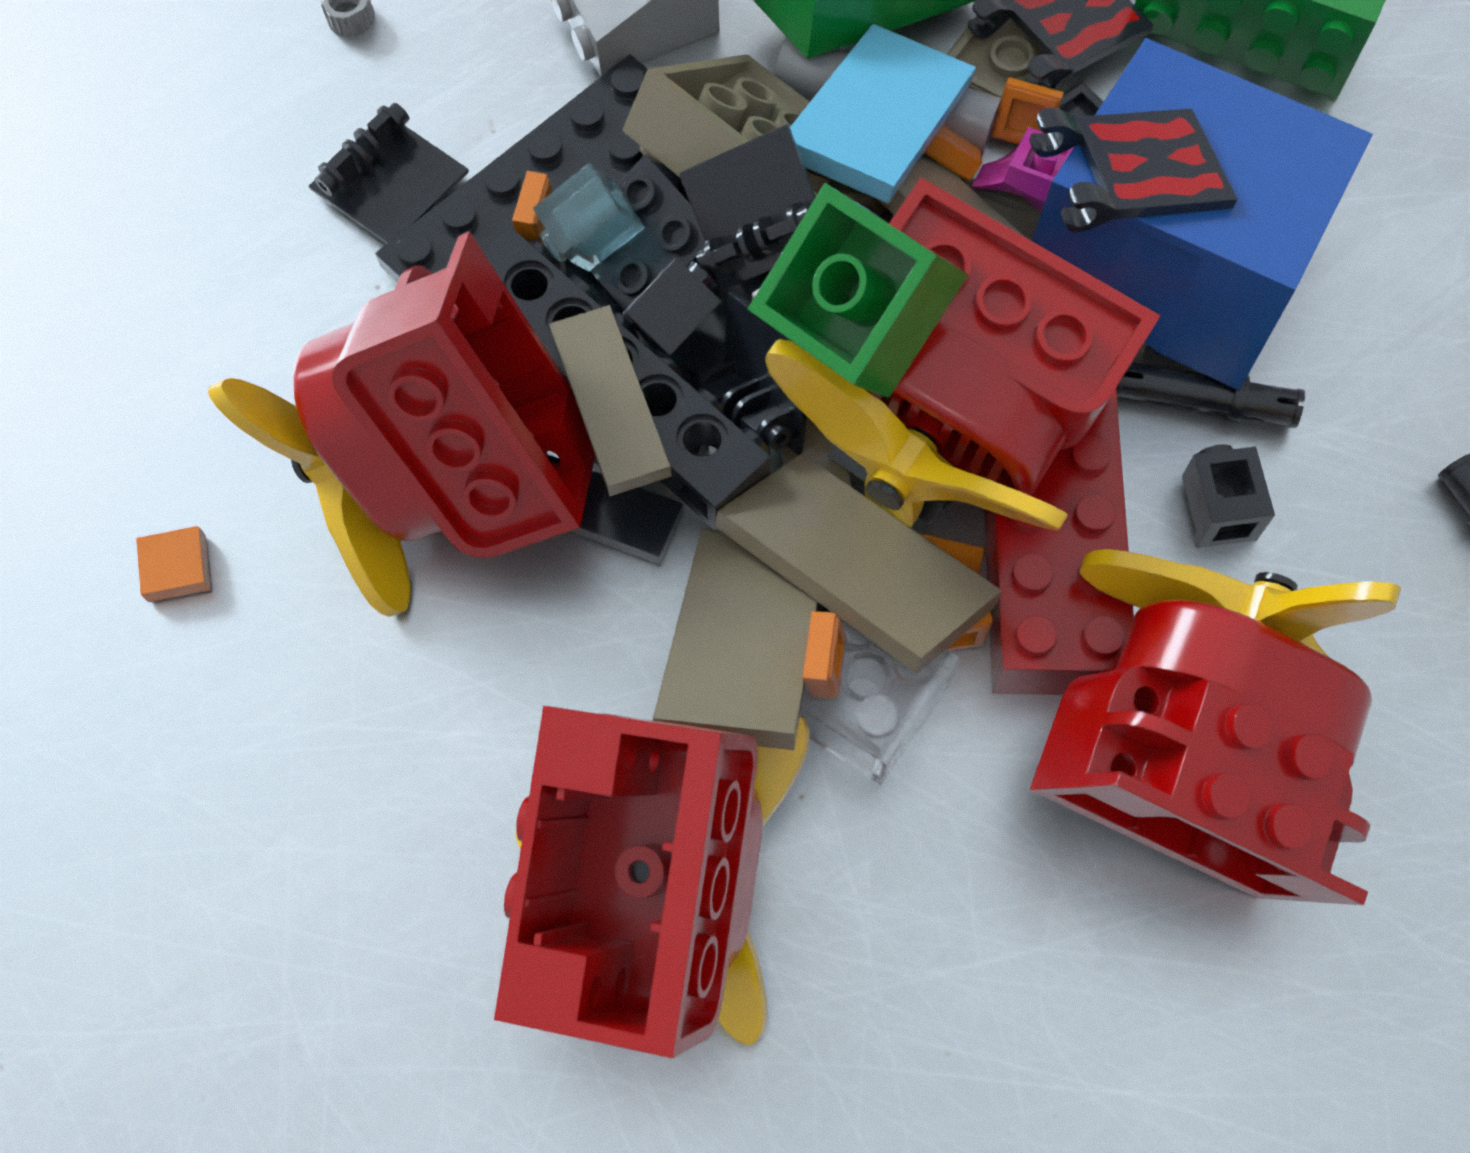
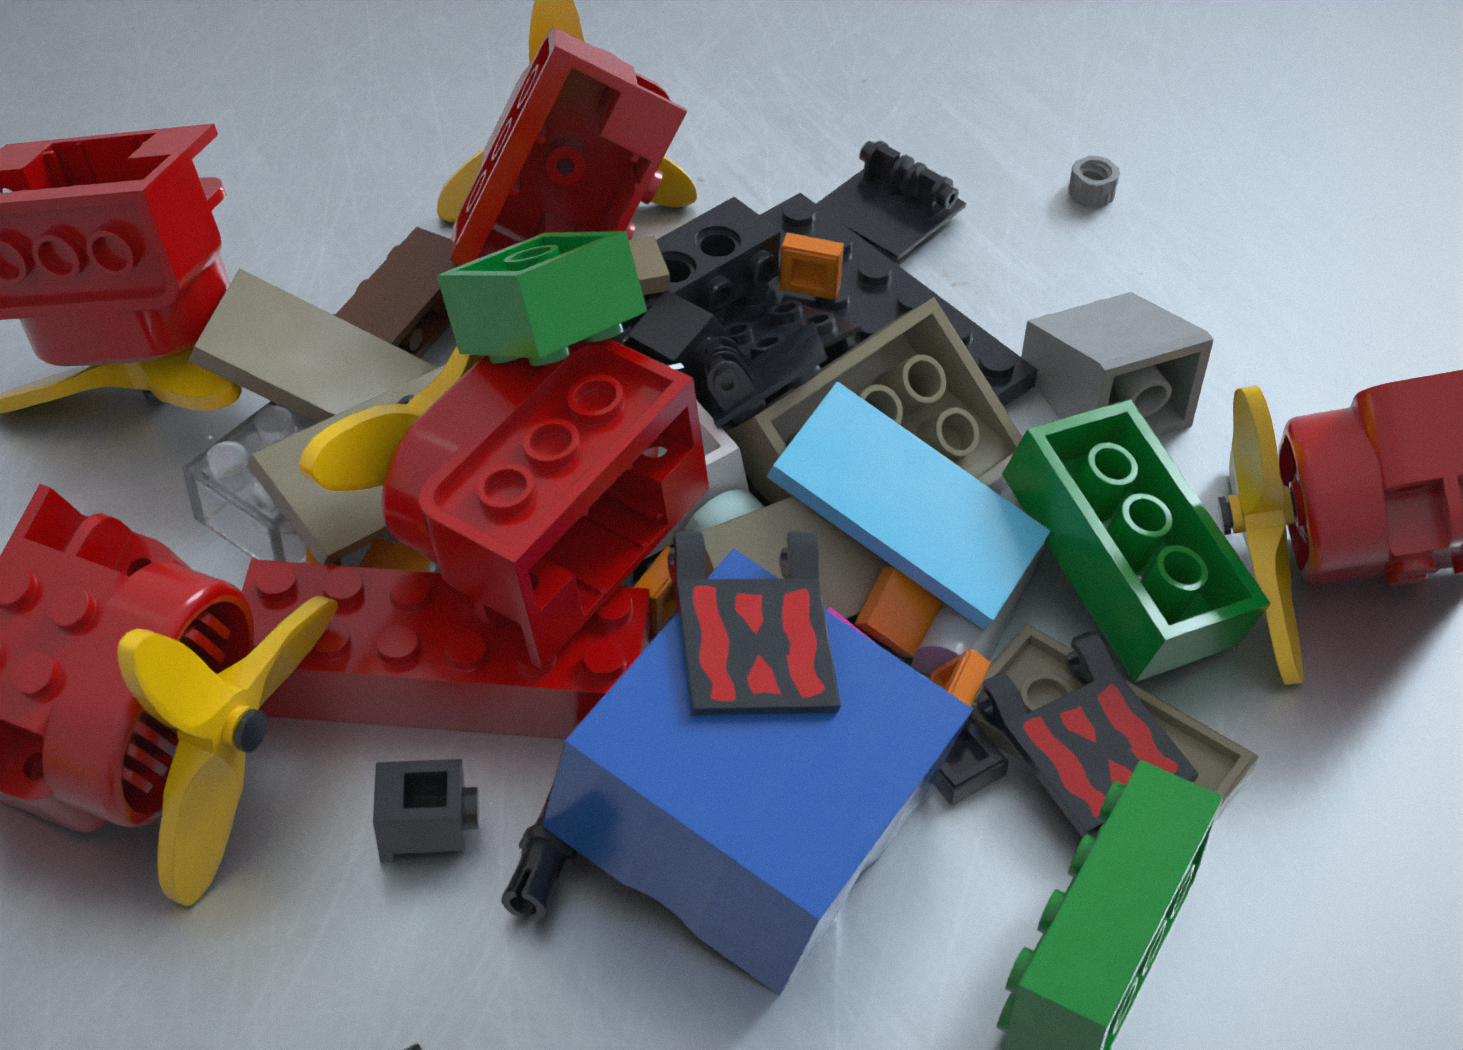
camera: 90 degrees right, 20 degrees down
(173, 564) = (499, 84): orange tile -> none
(581, 615) = (404, 296): none -> reddish brown brick
(586, 218) = (785, 281): clear light blue brick -> none
(824, 655) = (280, 400): orange tile -> none

